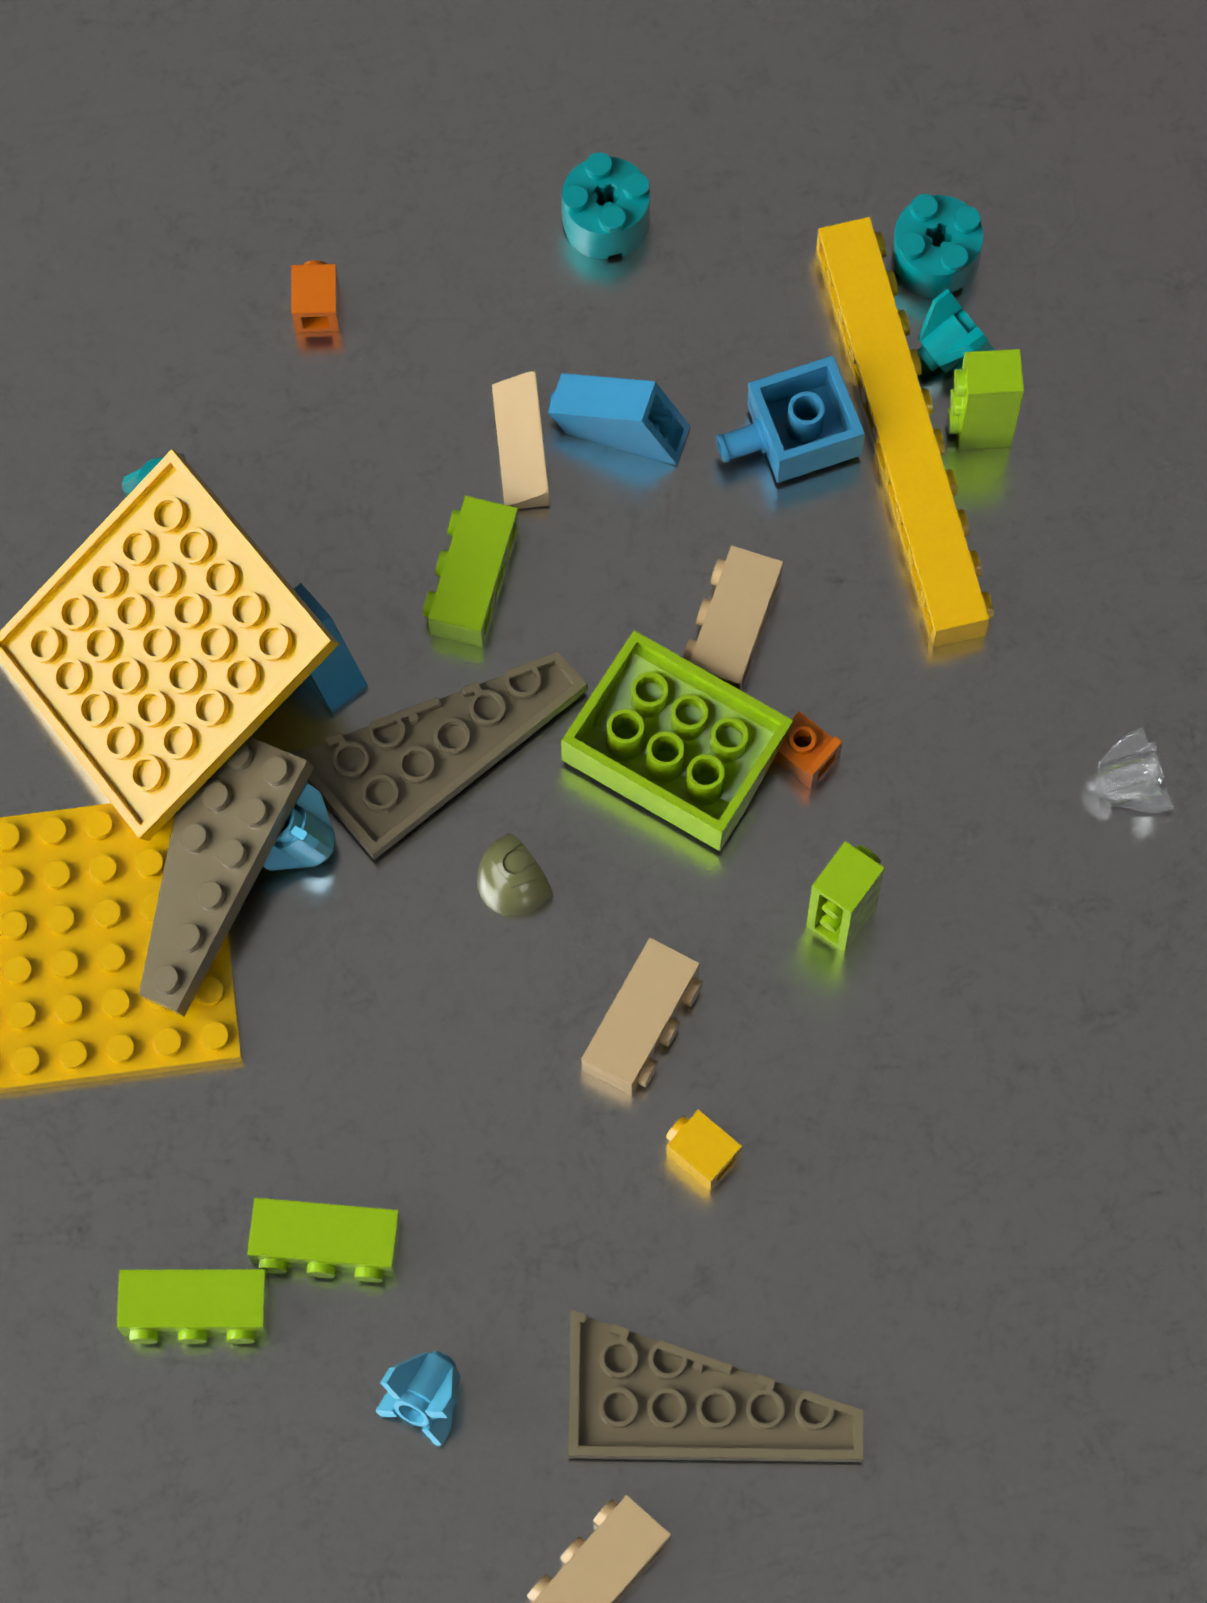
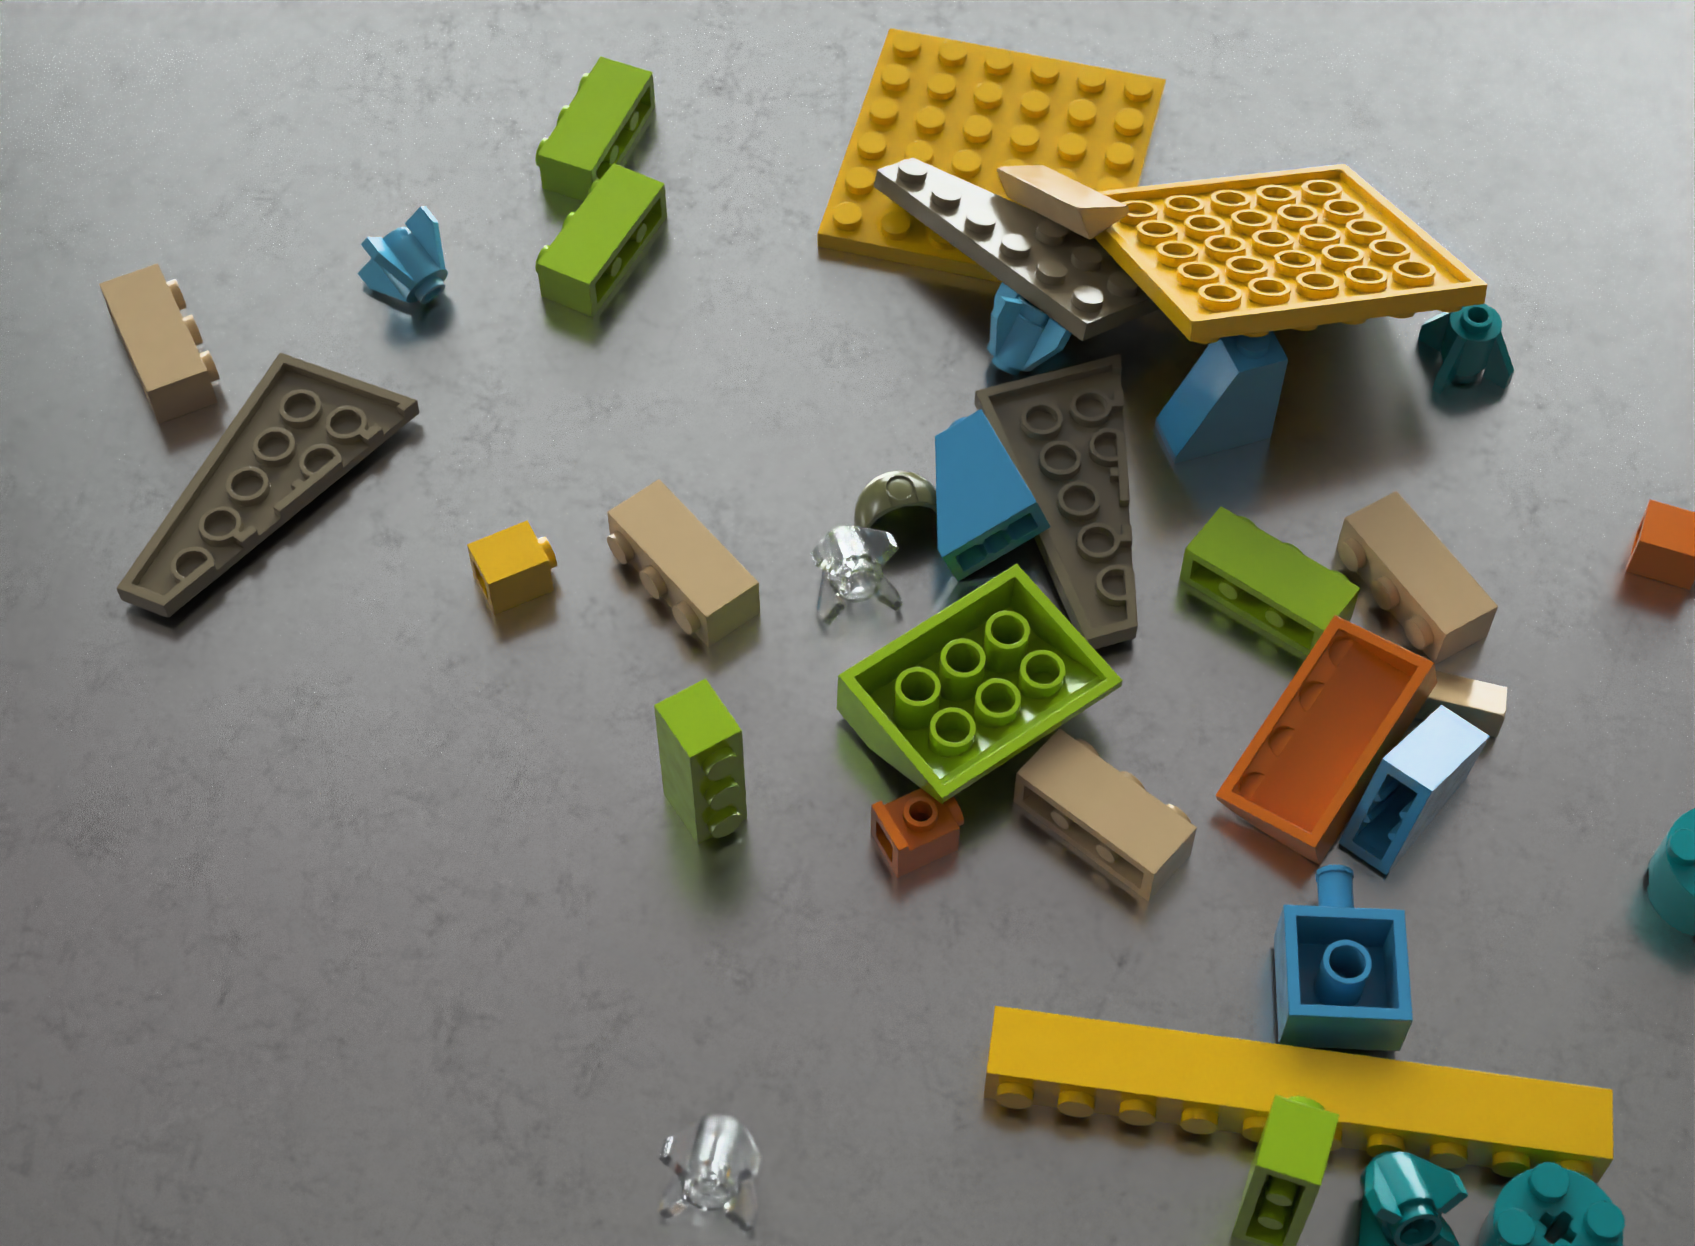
camera: 110 degrees right, 15 degrees down
(156, 836) = (1061, 199): none -> tan slope
(424, 469) = (1415, 577): none -> tan brick
(486, 803) = (980, 497): none -> dark azure slope
(594, 880) = (853, 569): none -> clear brick
(608, 482) = (1327, 737): none -> orange slope

